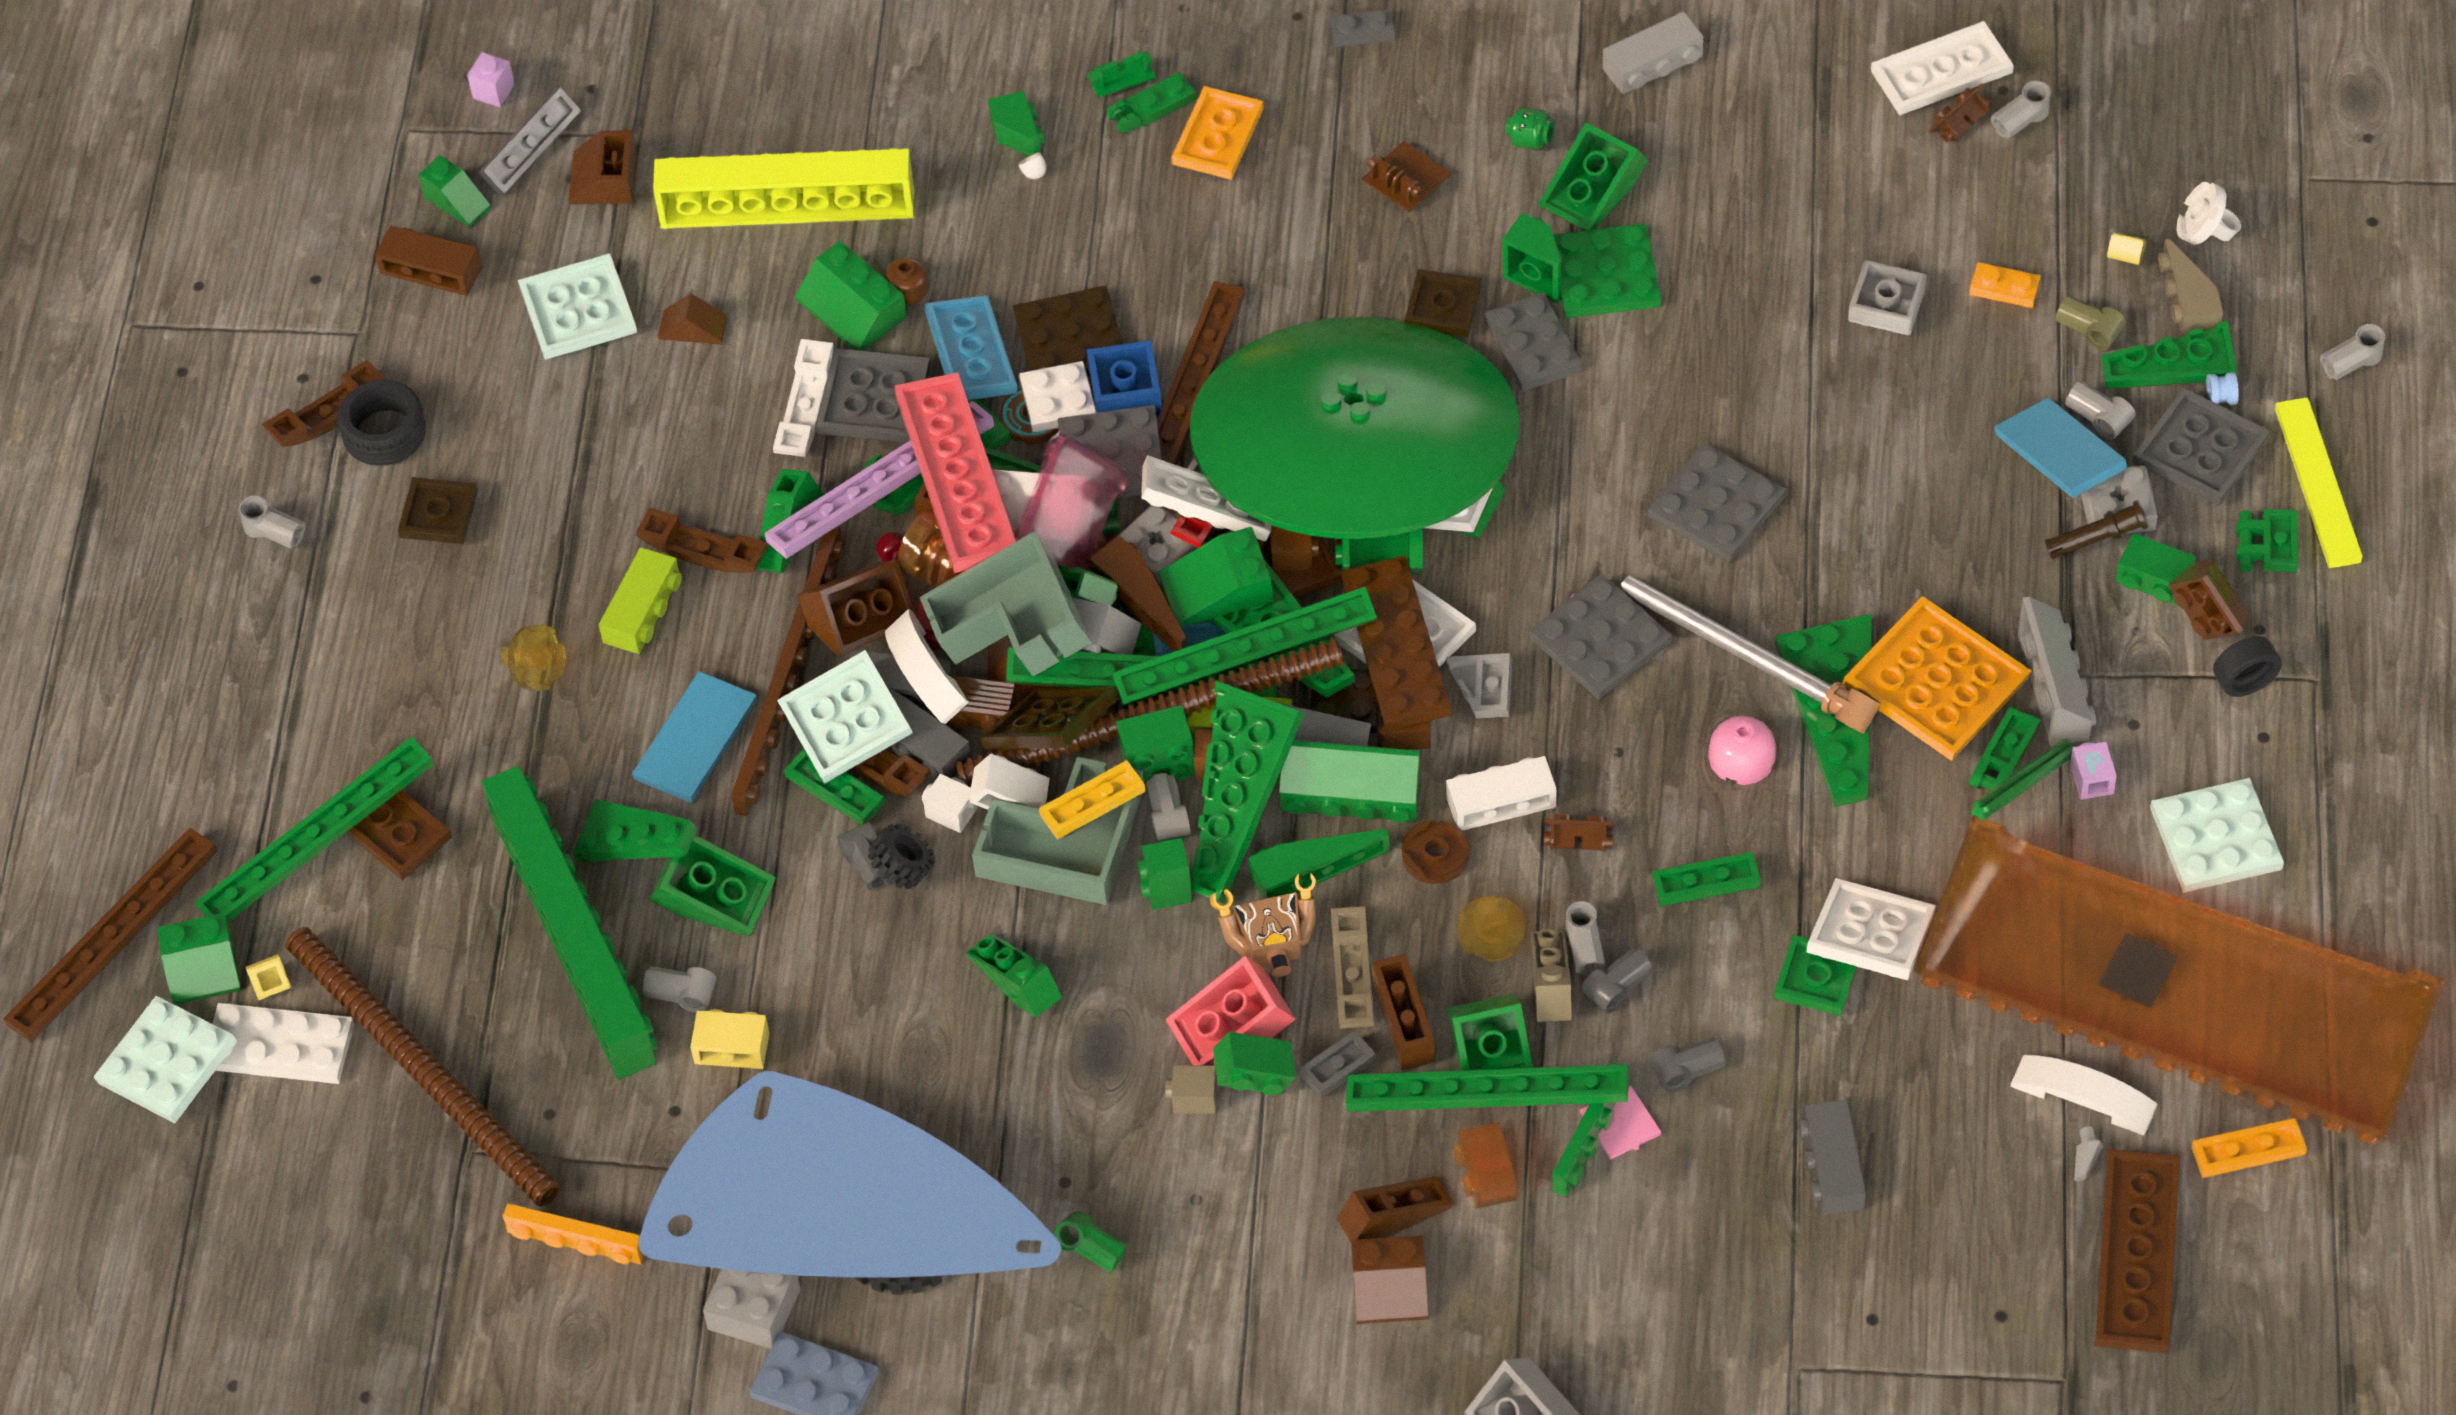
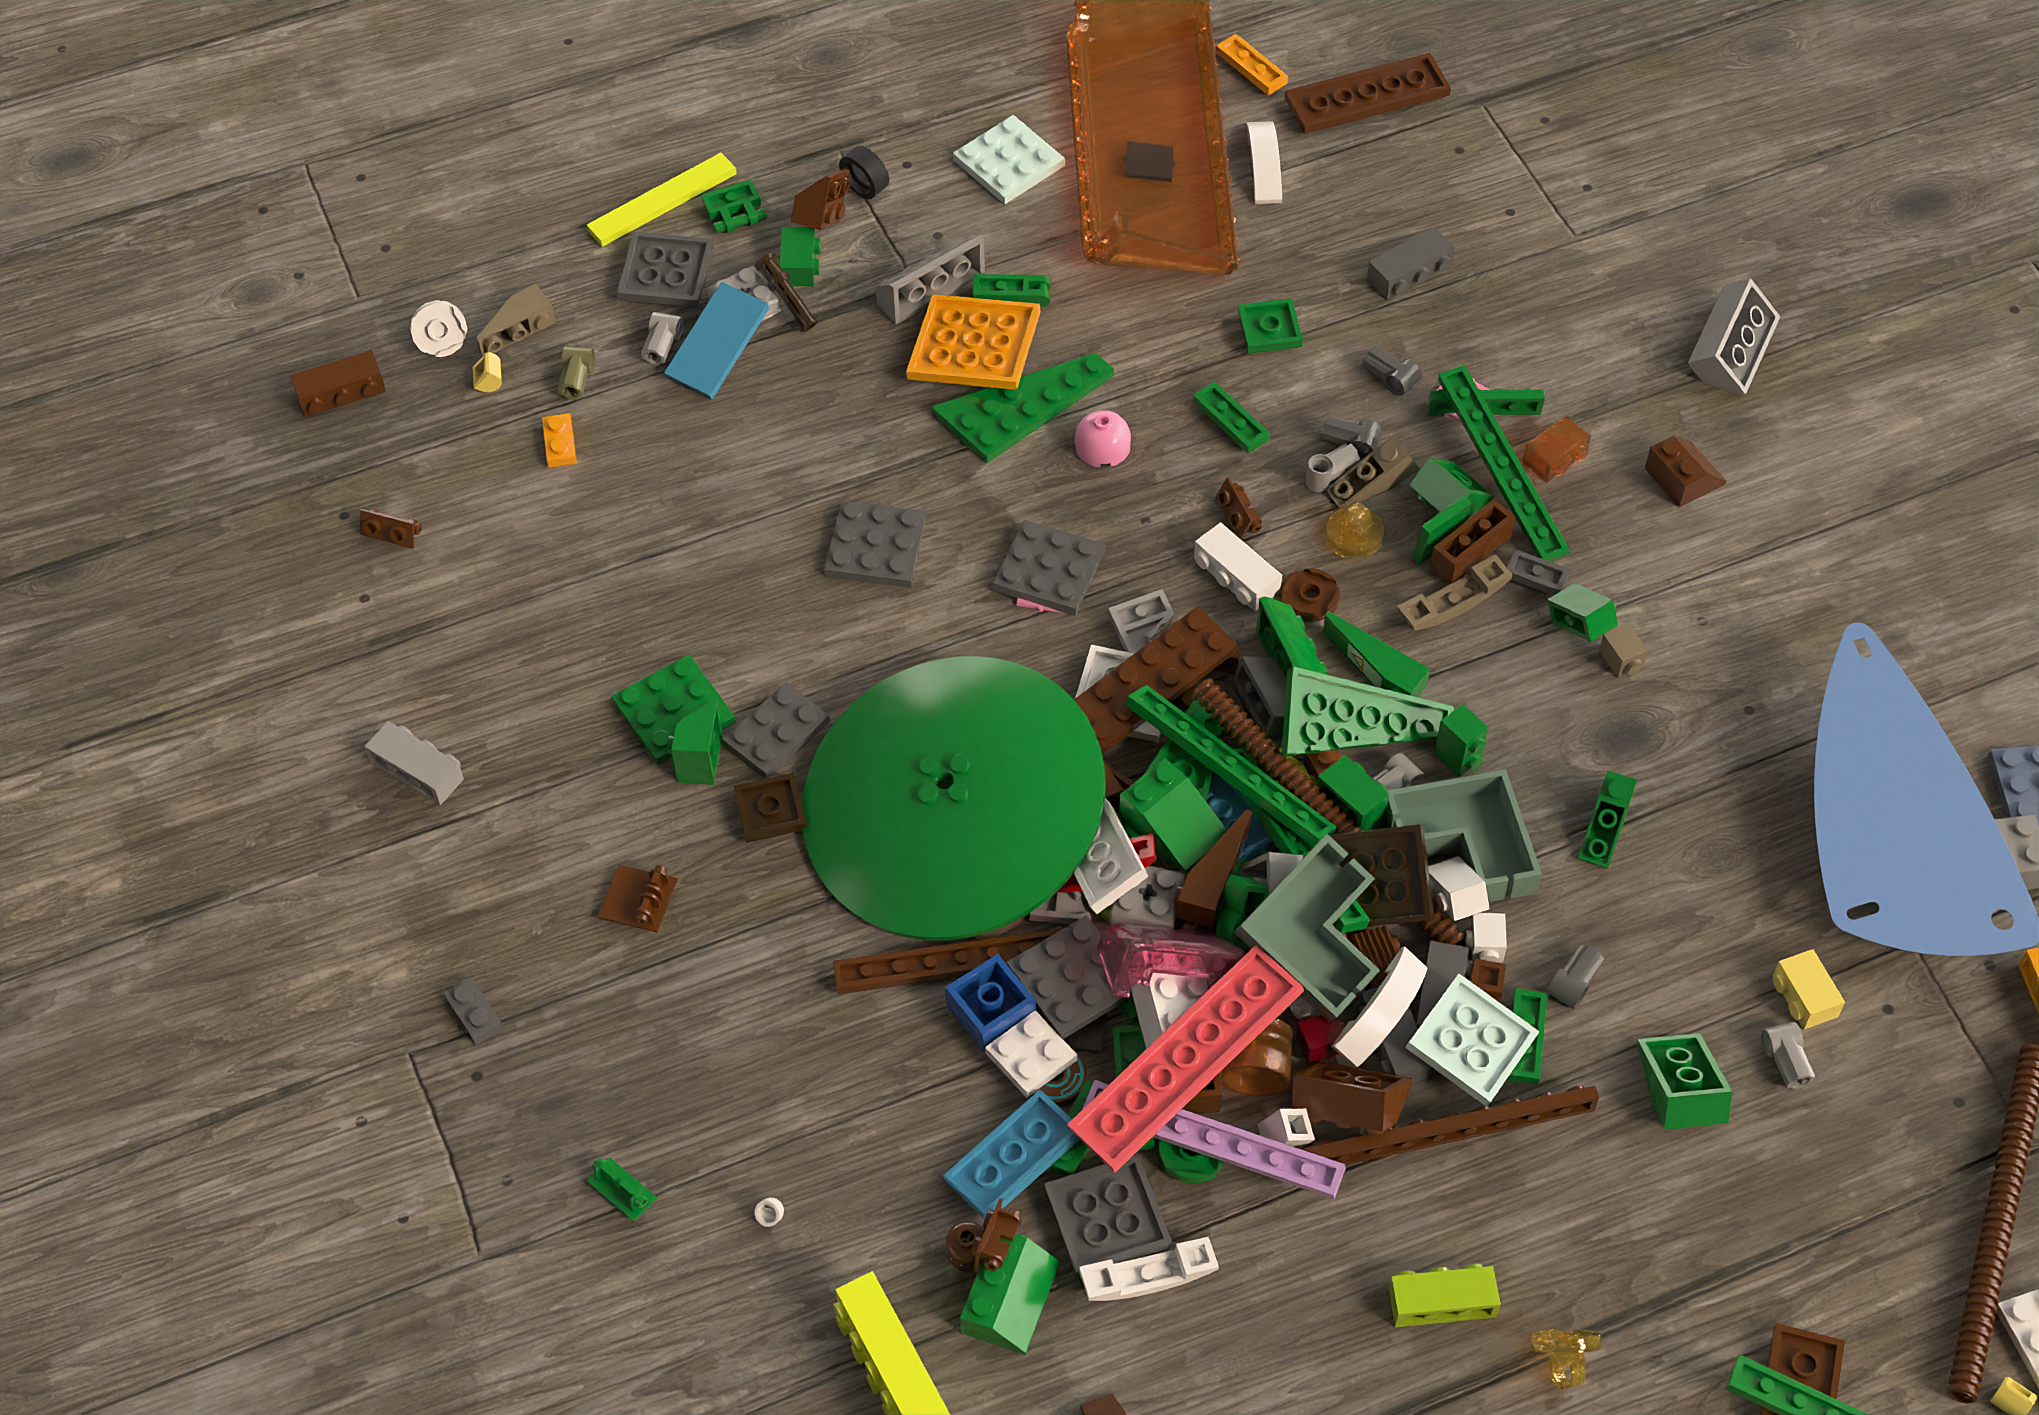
camera: 120 degrees left, 0 degrees up
(571, 922) = (1797, 1162): green brick -> none
(631, 833) = (1689, 1167): green wing -> none
(695, 737) = (1546, 1178): dark azure tile -> none
(699, 546) = (1350, 1274): reddish brown slope -> none
(787, 496) = (1291, 1211): green slope -> none
(857, 547) = (1288, 1127): none -> white brick
(880, 270) = (989, 1248): none -> reddish brown hinge
(889, 546) = (1252, 1116): dark red piece -> none
(901, 856) = (1567, 939): black tyre -> none
(1014, 123) = (727, 1249): green slope -> none
(1065, 327) = (950, 1087): dark brown plate -> none
(1092, 799) = (1443, 803): yellow plate -> none
(1092, 1241) = (1795, 661): green piece -> none
(1152, 103) = (641, 1145): green hinge -> none
(1217, 132) = (657, 1069): light orange plate -> none
(1237, 1002) = (1546, 654): coral slope -> none
(1269, 928) = (1453, 658): medium nougat torso -> none
(1392, 1208) = (1634, 489): reddish brown slope -> none
(1431, 984) = (1440, 527): none -> green tile
(1530, 128) = (545, 817): green head -> none
(1592, 178) = (581, 749): green slope -> none
(1848, 706) = (1038, 374): flat silver piece -> none
(1871, 929) = (1217, 301): white plate -> none
(1887, 297) = (616, 500): light grey brick -> none
(1941, 68) = (343, 555): white plate -> none
(2022, 780) = (1053, 240): green axle -> none
(2023, 109) = (365, 482): light grey piece -> none
(2086, 1153) = (1310, 143): light grey bar -> none
(2093, 770) = (1000, 233): lavender brick -> none
(2172, 360) = (588, 309): green wing -> none
(2175, 120) = (338, 383): none -> reddish brown brick
(2222, 388) = (605, 272): light blue wheel -> none
(2354, 353) = (527, 208): light grey piece -> none

